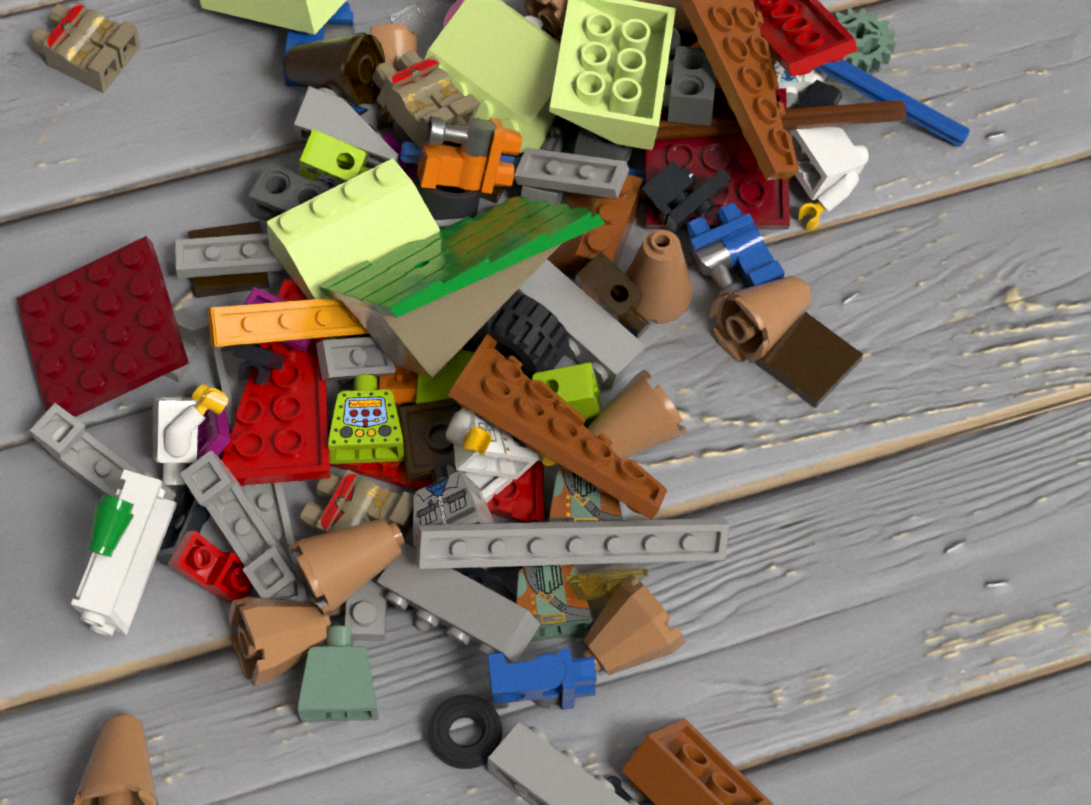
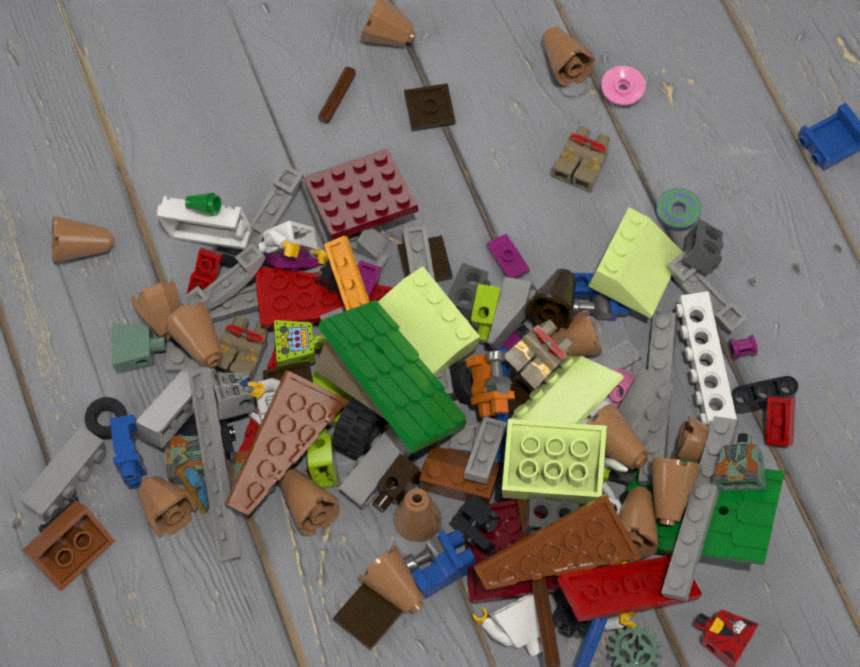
camera: 90 degrees right, 5 degrees up
(237, 152) = (507, 257): none -> magenta plate

